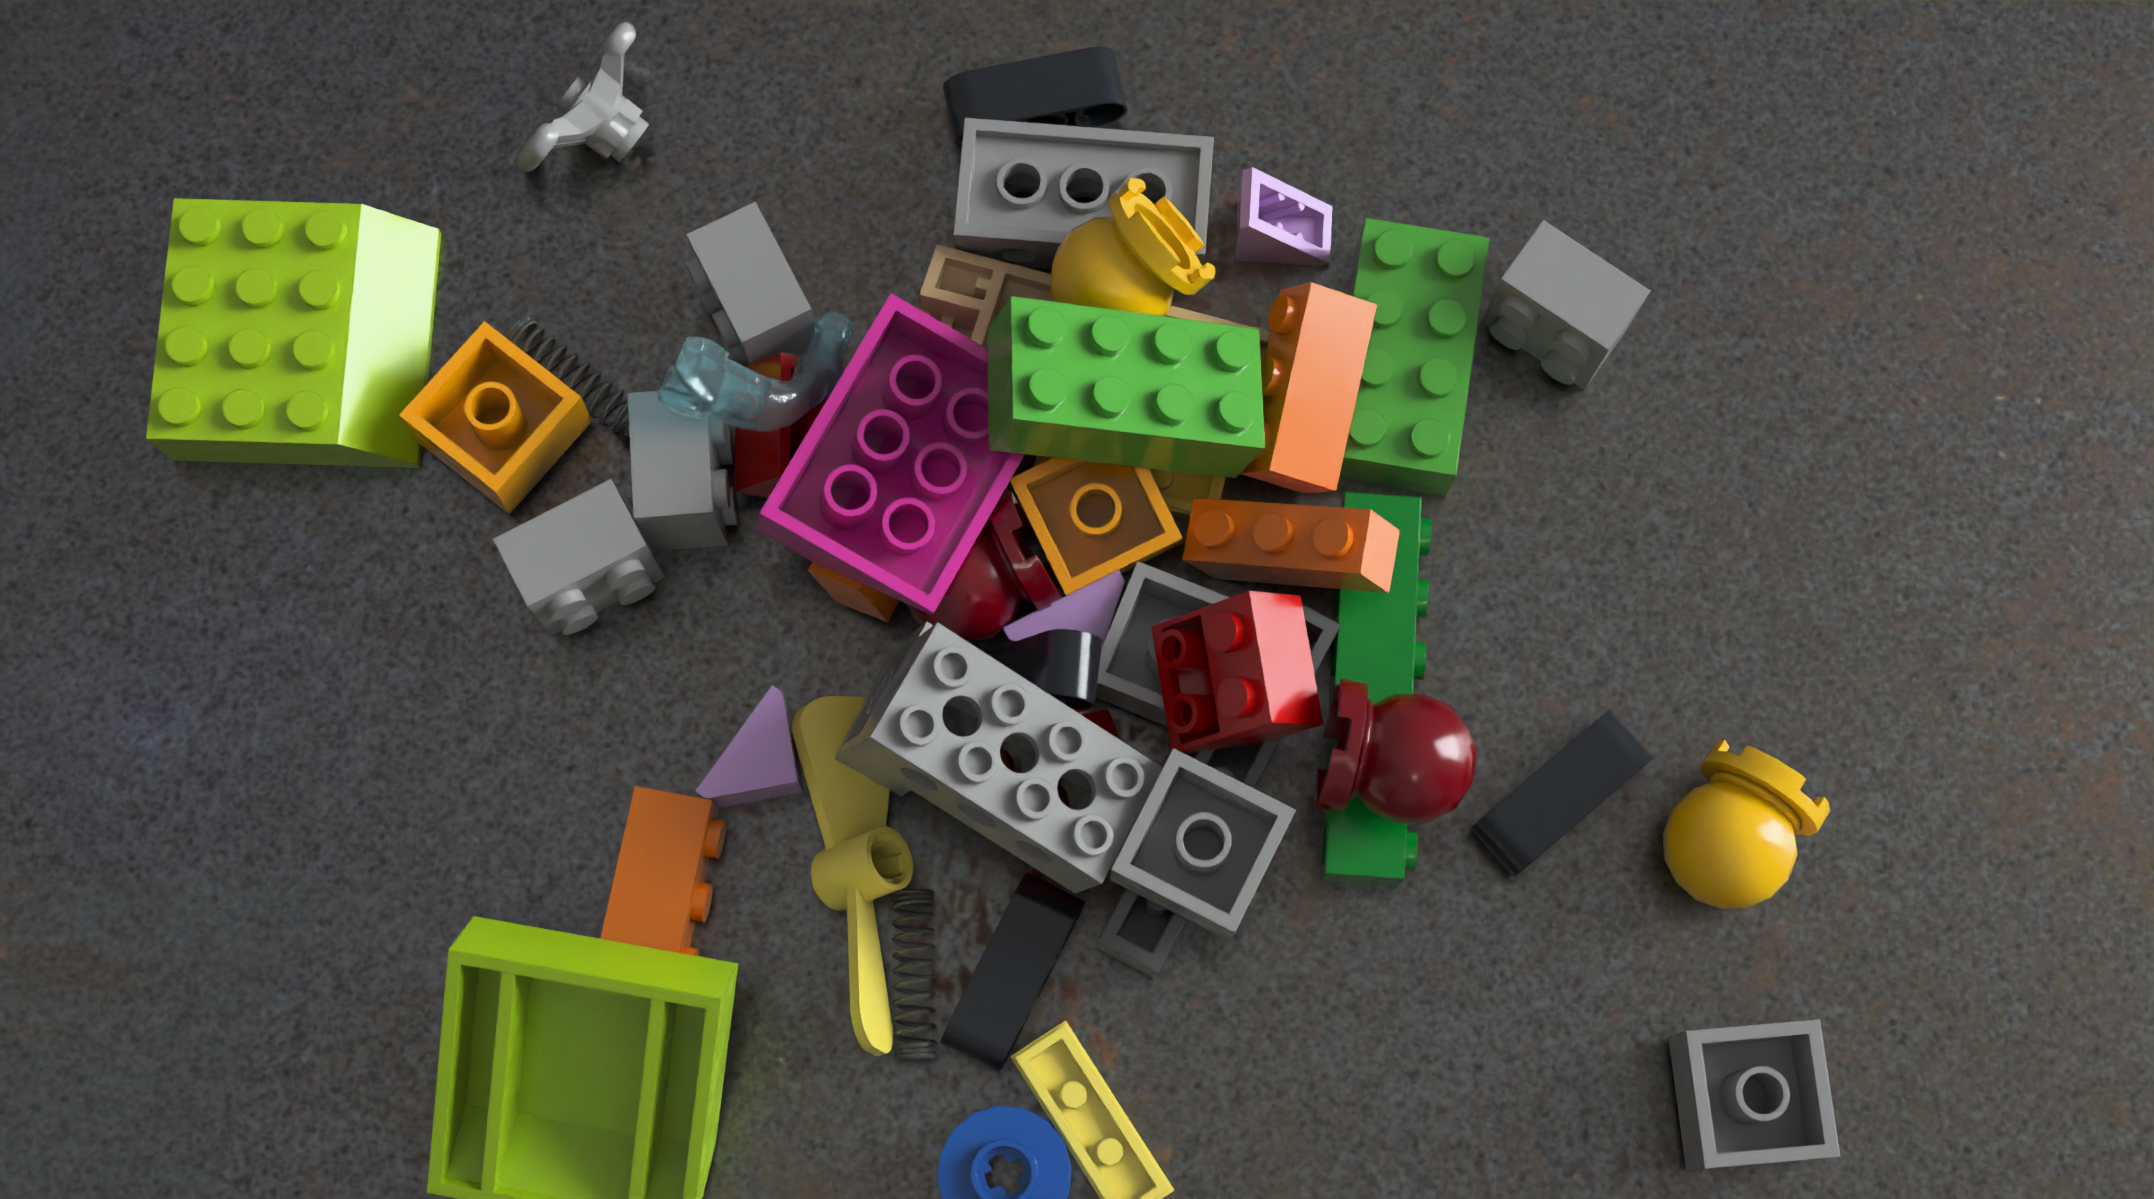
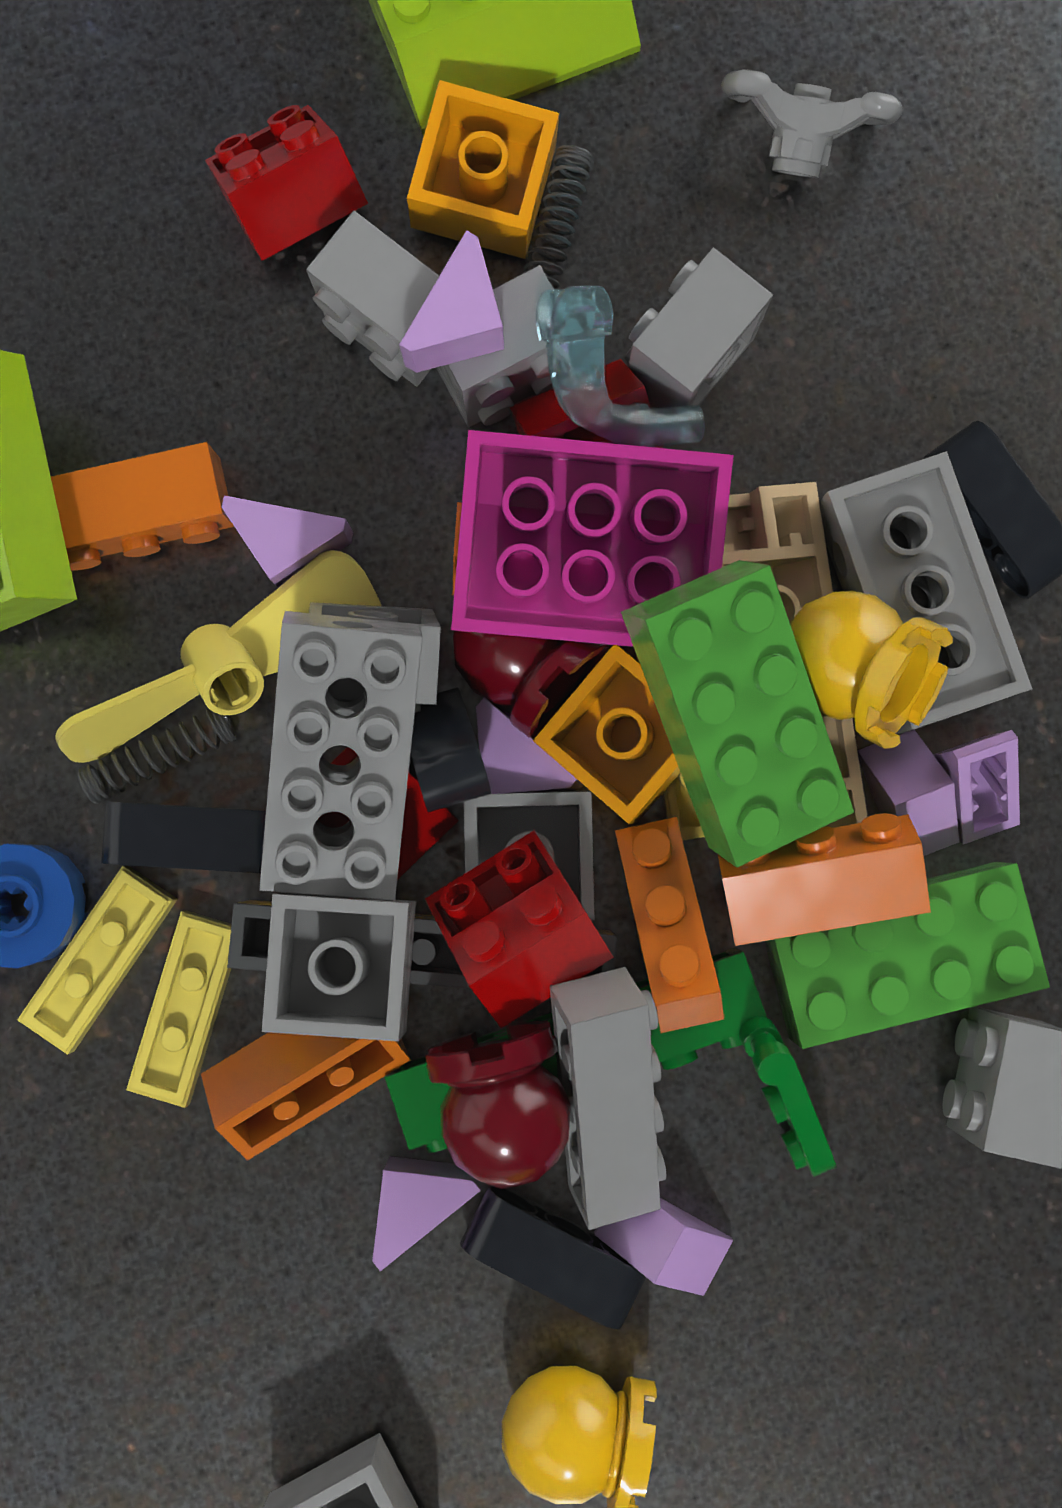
camera: 70 degrees right, 10 degrees up
(406, 609) = (286, 179): none -> red slope
(647, 474) = (458, 314): none -> lavender slope
(1177, 1056) = (183, 1011): none -> light yellow tile
(1251, 280) = (913, 783): none -> lavender slope
(1290, 959) = (289, 1082): none -> orange brick
(1407, 648) = (609, 1081): none -> light grey brick
(1458, 902) = (416, 1200): none -> lavender slope
(1498, 509) = (787, 1096): none -> green plate
(1584, 688) = (669, 1247): none -> lavender slope

